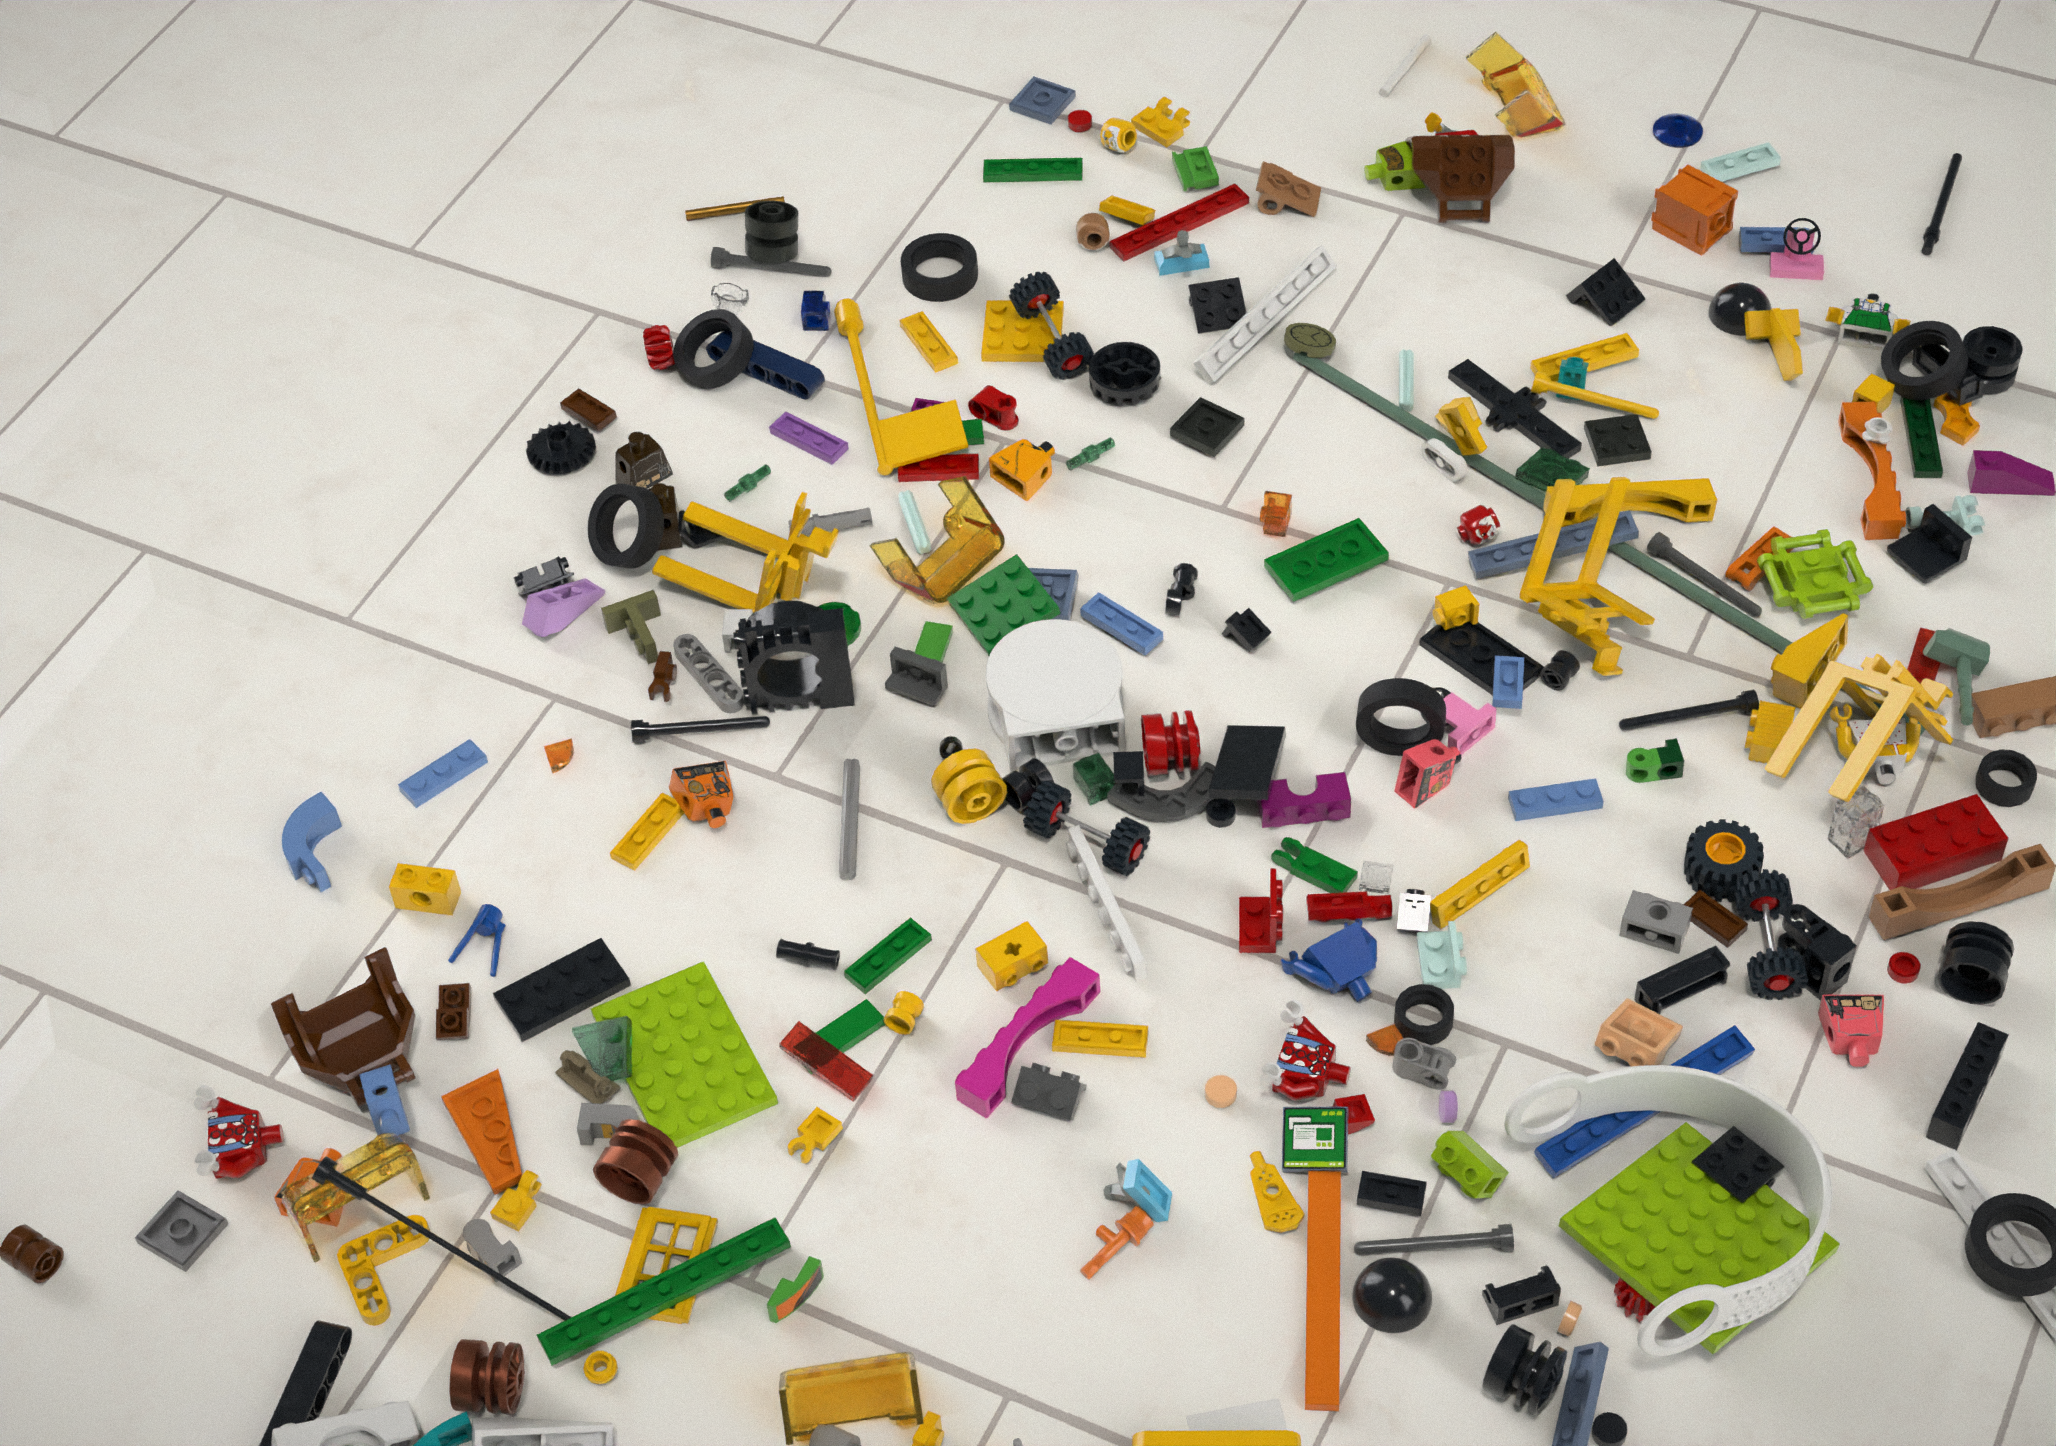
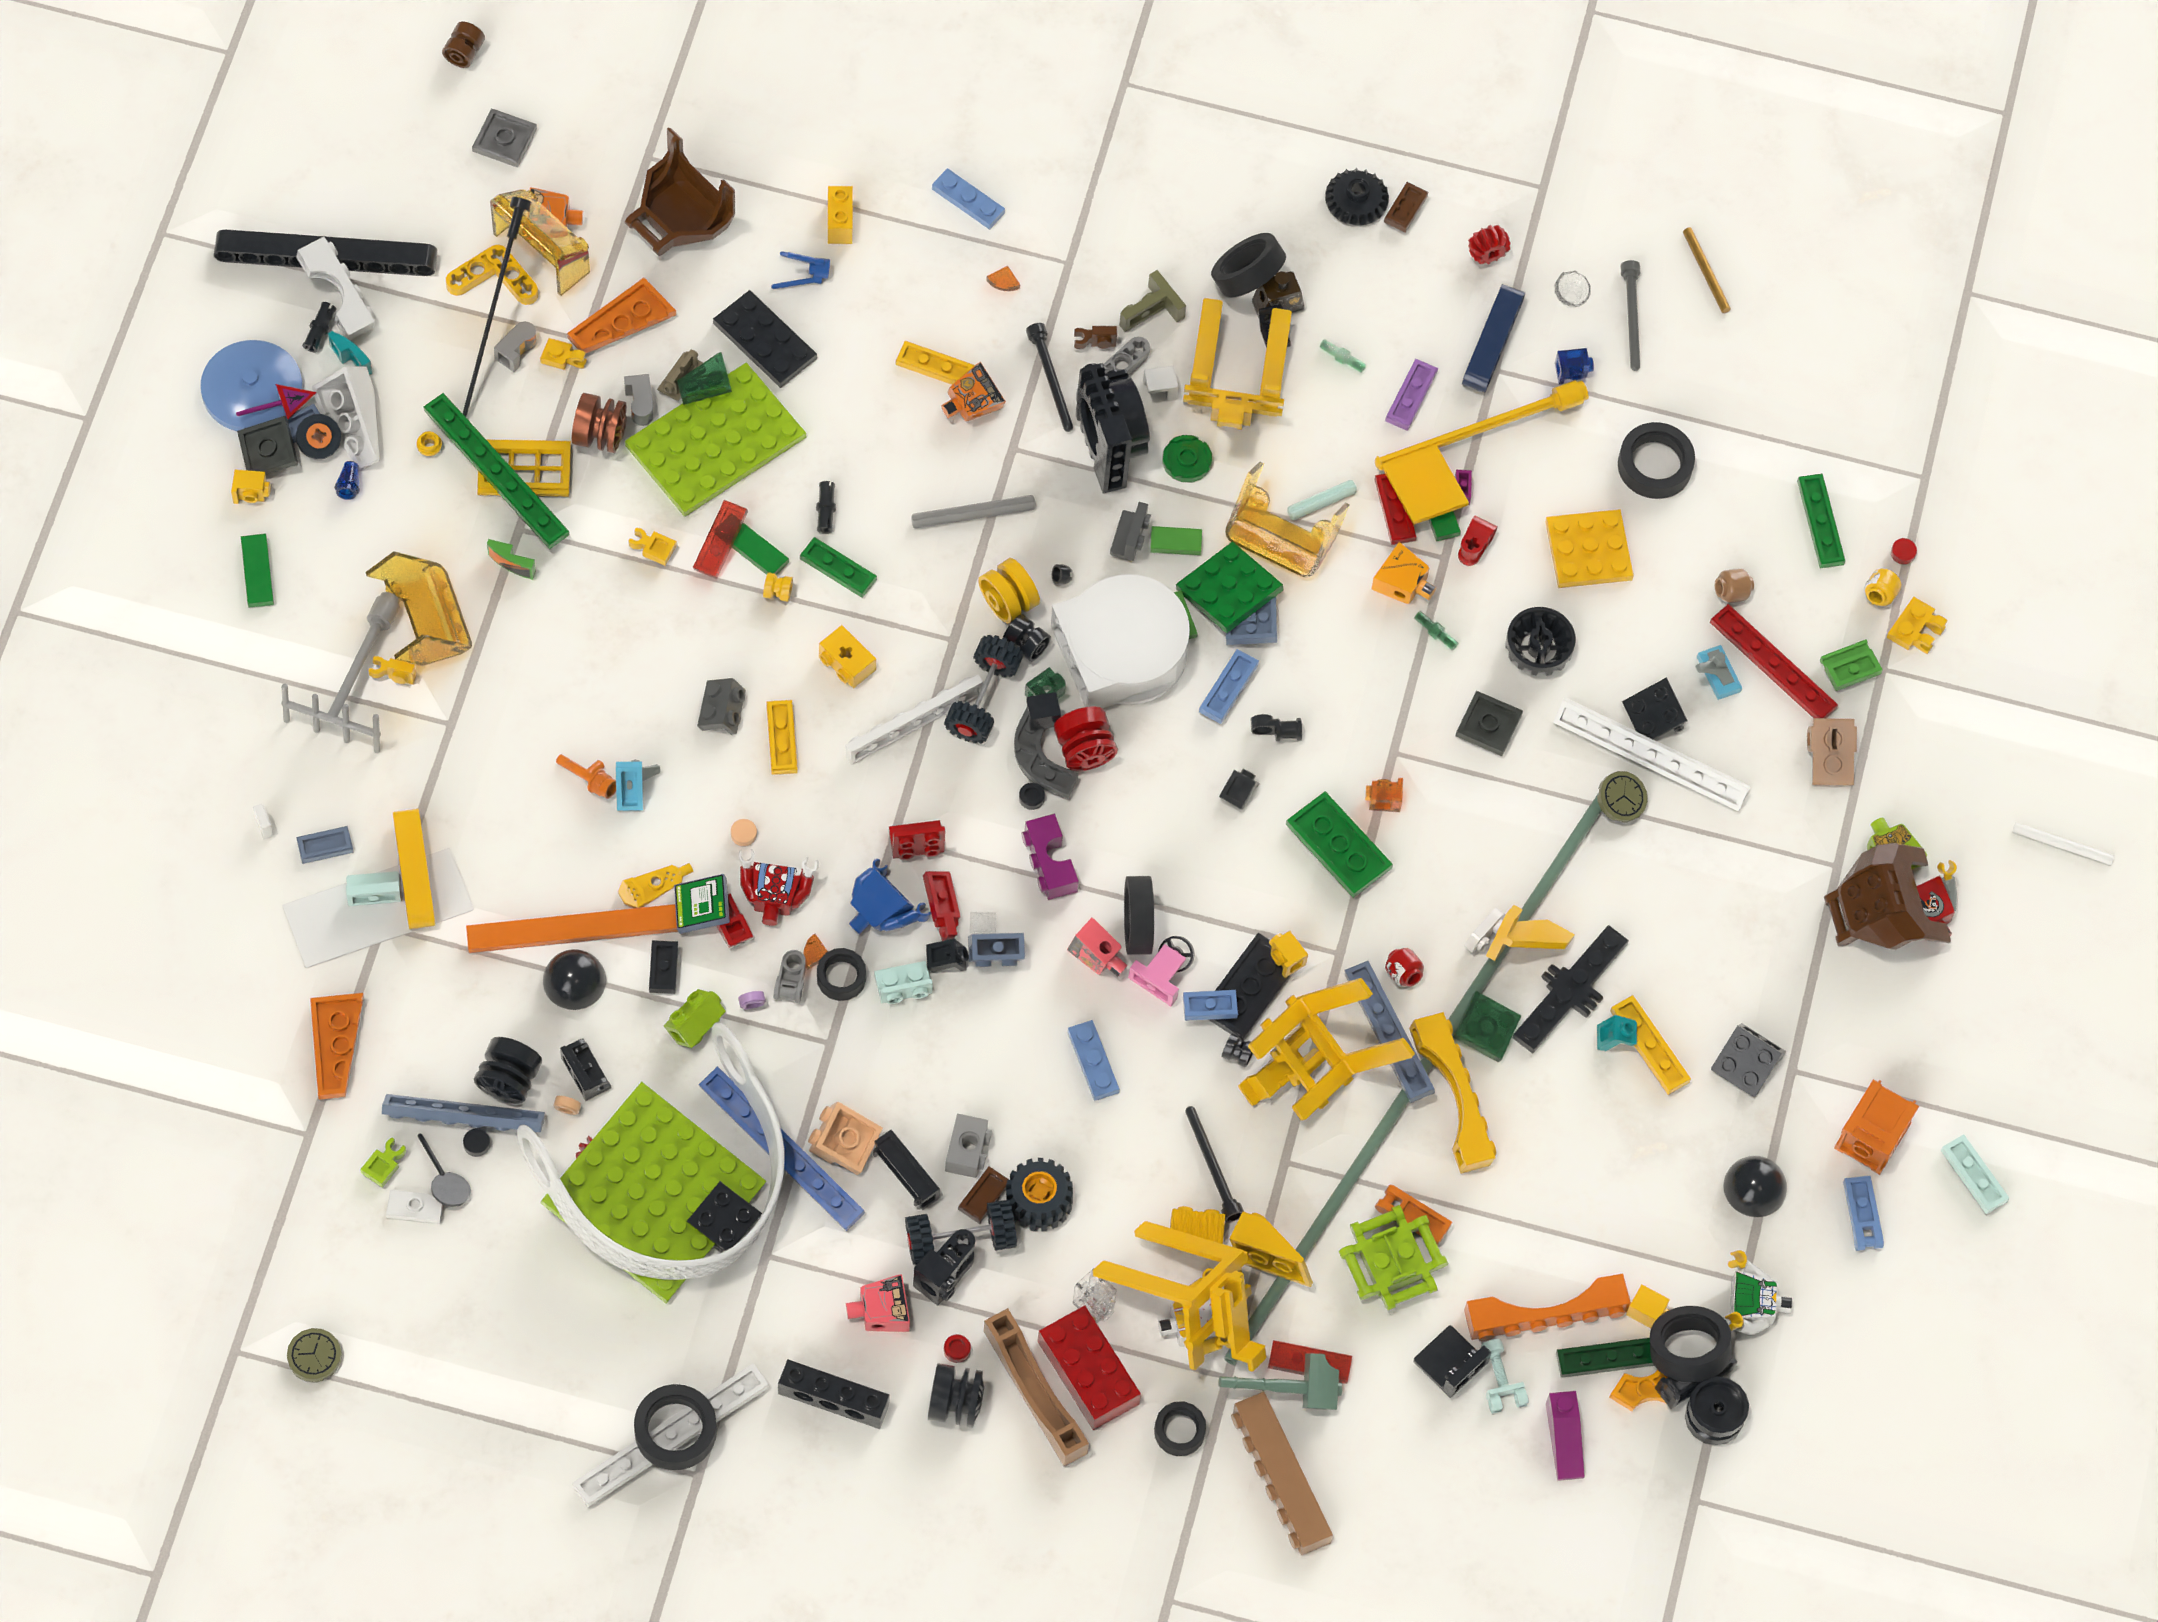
camera: 70 degrees right, 15 degrees up
(234, 1137) = (582, 148): torso -> none
(302, 833) = (876, 112): medium blue arch -> none
(385, 1109) = (619, 238): medium blue torso -> none
(453, 1011) = (731, 268): reddish brown slope -> none
(486, 1376) = (400, 367): copper wheel -> none
(553, 574) = (1198, 227): hinge -> none
(559, 606) = (1164, 241): lavender slope -> none
(641, 462) = (1339, 265): dark brown torso -> none
(697, 332) = (1497, 307): black tyre -> none
(771, 231) = (1659, 303): pearl dark grey wheel -> none
(837, 520) = (1301, 423): light grey pin -> none
(928, 341) = (1558, 470): yellow tile -> none
(1042, 100) = (1928, 512): sand blue tile -> none
(1064, 994) = (723, 659): dark pink arch -> none
(1068, 353) = (1607, 543): black axle -> none
(1127, 210) = (1776, 612): yellow tile -> none
(1247, 762) = (1077, 804): black tile -> none
(1314, 867) = (983, 878): green hinge -> none
(1406, 380) = (1590, 889): light aqua axle -> none
(1415, 857) = (996, 948): none -> sand blue brick
(1479, 884) = (983, 1004): yellow plate -> none
(1498, 1237) = (634, 1051): dark grey piece -> none
(1525, 97) = (2035, 963): clear yellow windscreen -> none
(1544, 384) = (1599, 1006): yellow piece -> none
(1617, 440) = (1548, 1083): pearl dark grey plate -> none
(1656, 763) = (1144, 1138): leg -> none
(1661, 546) = (1411, 1128): dark grey piece -> none
(1677, 130) = (2018, 1124): clear blue dish -> none
(1780, 329) = (1729, 1210): yellow piece -> none
(1797, 258) = (1835, 1232): bright pink piece -> none
(1877, 430) = (1582, 1295): white plate -> none
(1933, 231) = (1908, 1363): black bar -> none

